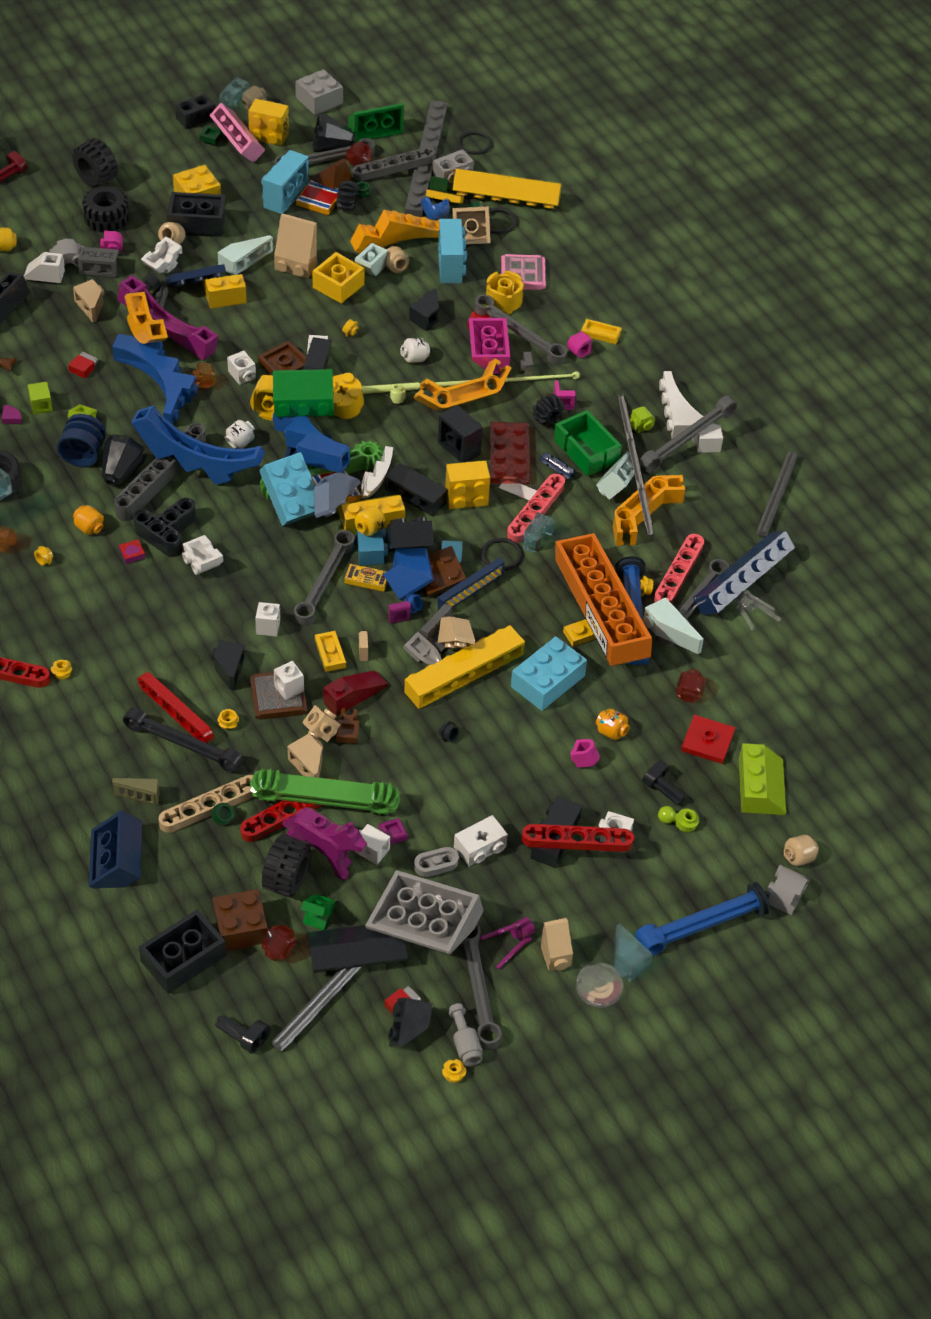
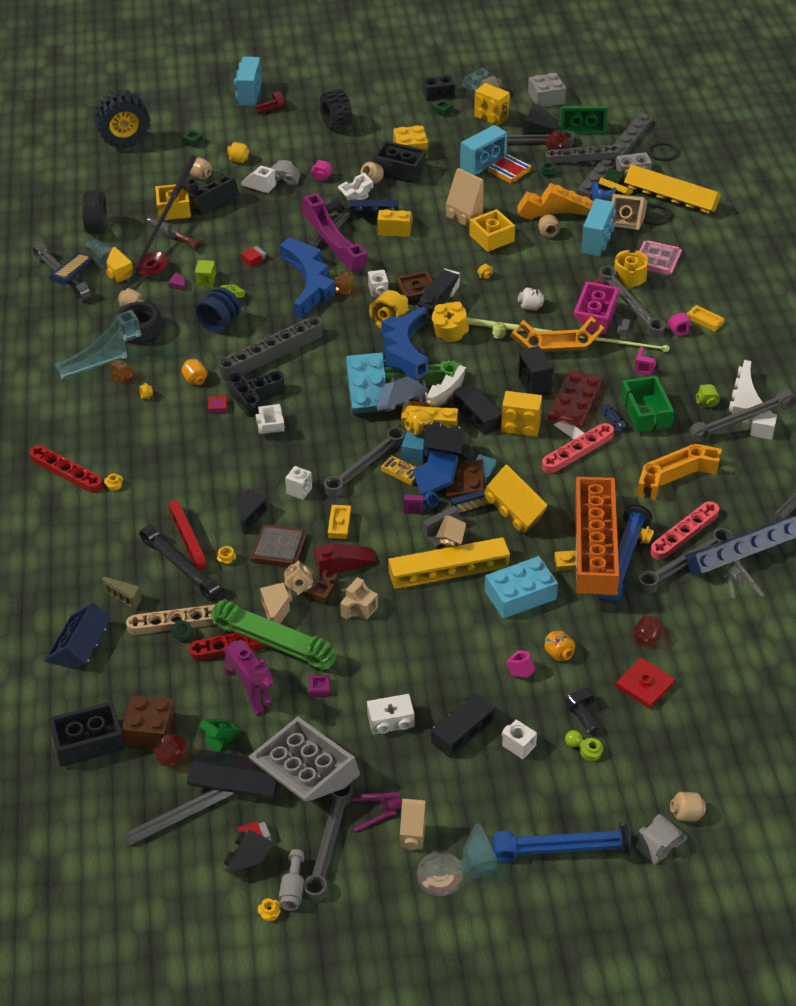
camera: 25 degrees right, 5 degrees down
(89, 298) = (283, 208): tan slope -> none
(98, 262) = (302, 182): dark grey panel -> none
(105, 208) = (329, 144): black tyre -> none
(121, 459) = (242, 331): black cone -> none
(140, 321) = (310, 233): light orange arch -> none
(191, 453) = (299, 338): blue arch -> none
(237, 132) = (463, 108): bright pink brick -> none
(240, 434) = (350, 333): white head -> none
(244, 254) = (422, 199): light aqua slope -> none
(249, 1039) = (106, 825): black piece -> none
(286, 865) = (206, 686): black tyre -> none
(289, 680) = (288, 534): white brick -> none
(303, 393) = (409, 308): green slope -> none
(334, 175) = (528, 152): reddish brown slope -> none
(347, 196) = (530, 170): black gear -> none
(363, 646) = (369, 524): tan tile -> none
(372, 259) = (526, 221): light aqua slope -> none
(377, 844) = (294, 690): white brick -> none
(393, 731) = (359, 601): none -> tan brick
(422, 650) = (418, 539): light grey plate -> none
(425, 310) = (555, 270): black slope -> none
(435, 861) = (343, 721): light grey plate -> none
(449, 731) = (409, 614): black plate -> none
(506, 541) = (539, 469): black piece -> none
(507, 581) = (515, 499): none -> yellow slope
(536, 531) = (568, 466): clear light blue leg -> none
(548, 409) = (624, 368): black gear -> none
(587, 843) = (482, 741): red beam -> none
(616, 477) = (663, 437): light aqua slope -> none
(638, 477) = (669, 475): light grey piece -> none
(671, 625) = (650, 573): light aqua slope -> none
(761, 780) = (679, 733): lime slope -> none

